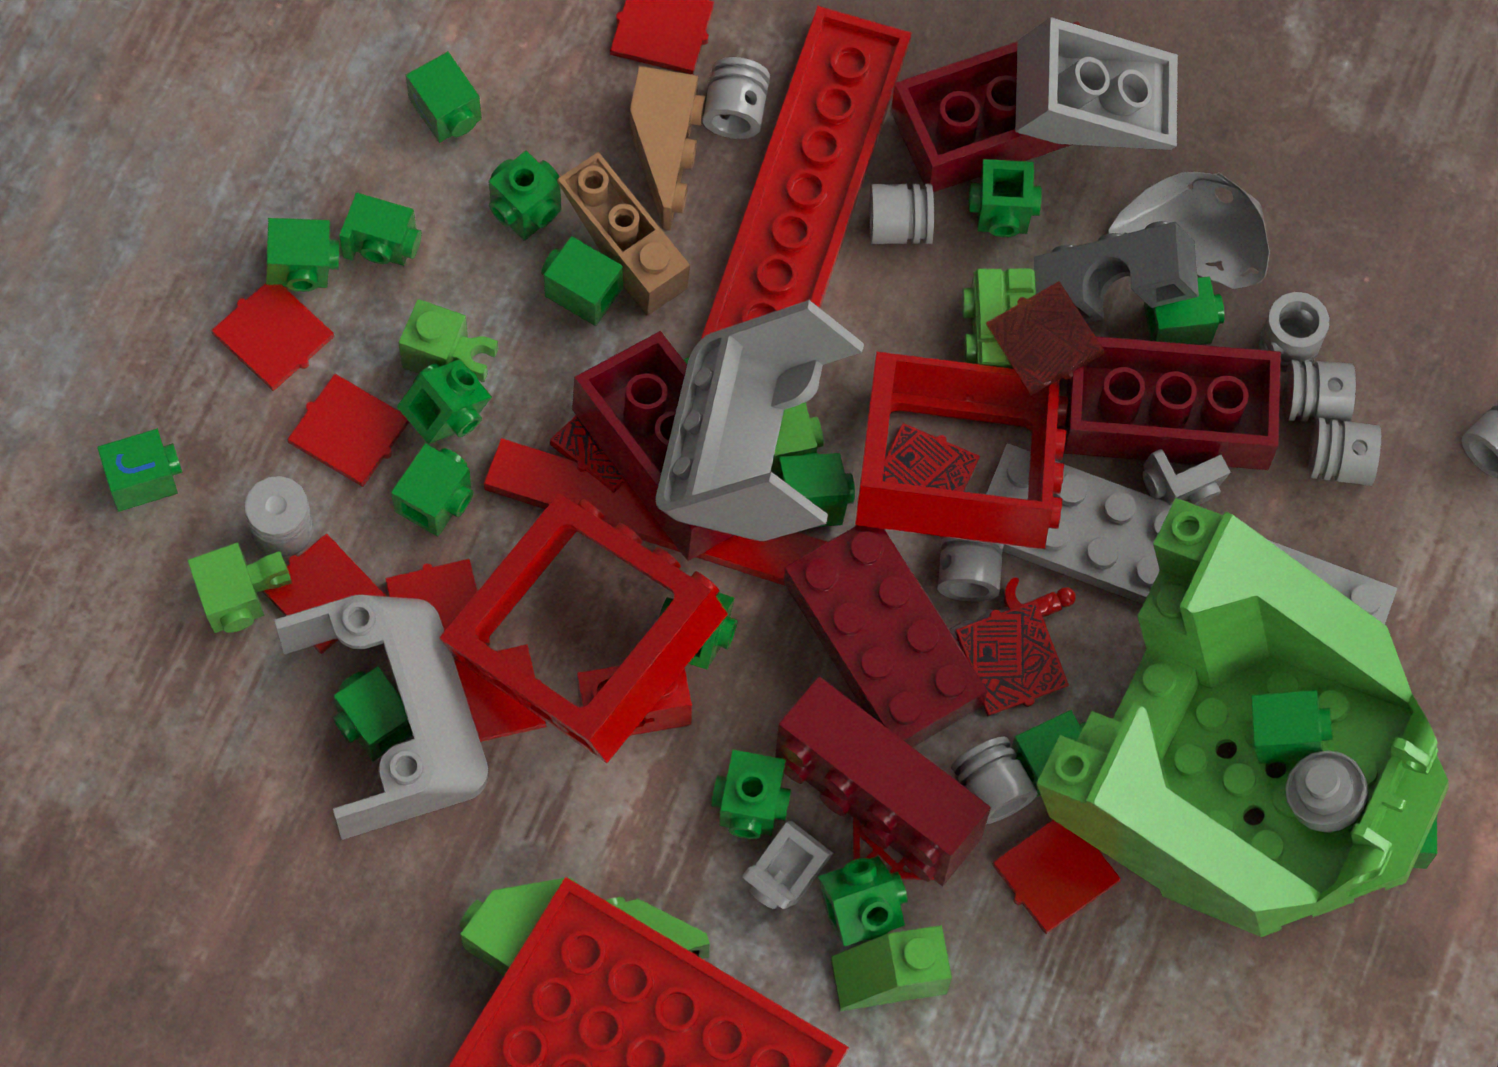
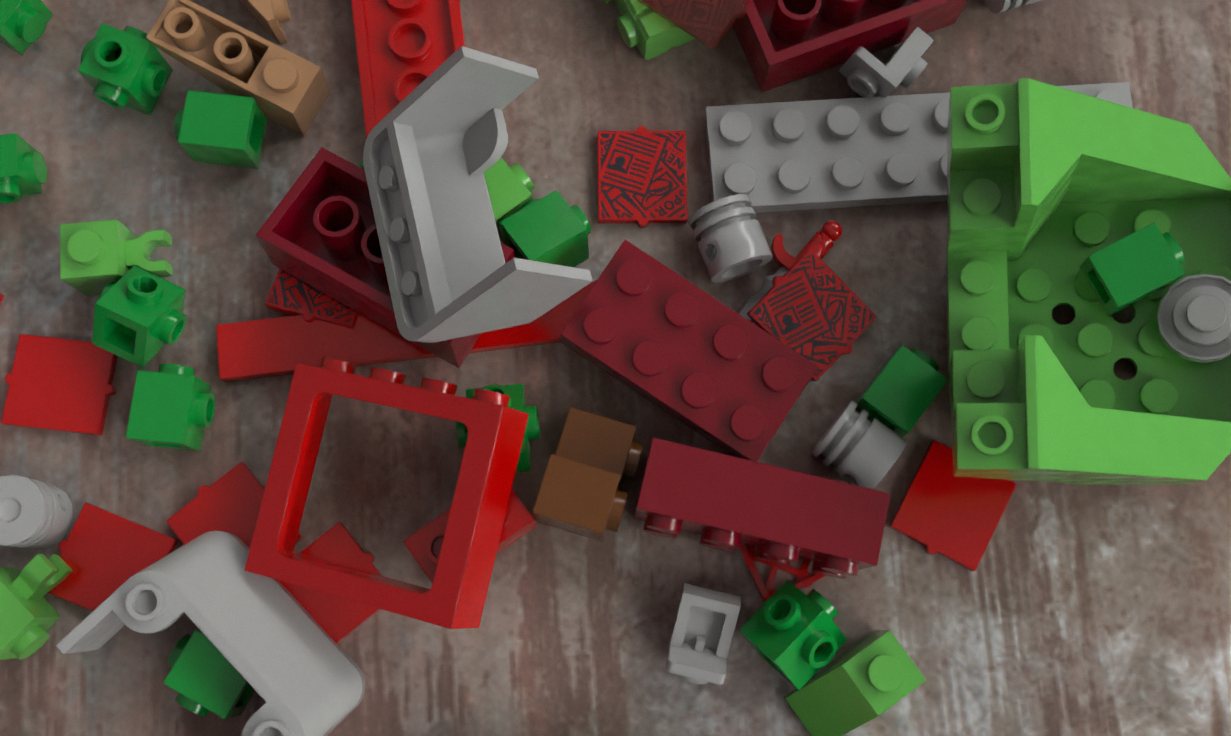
camera: 25 degrees left, 10 degrees up
(749, 696) = (585, 475): none -> reddish brown brick
(751, 794) = (638, 555): green brick -> none
(971, 394) = (656, 72): red piece -> none

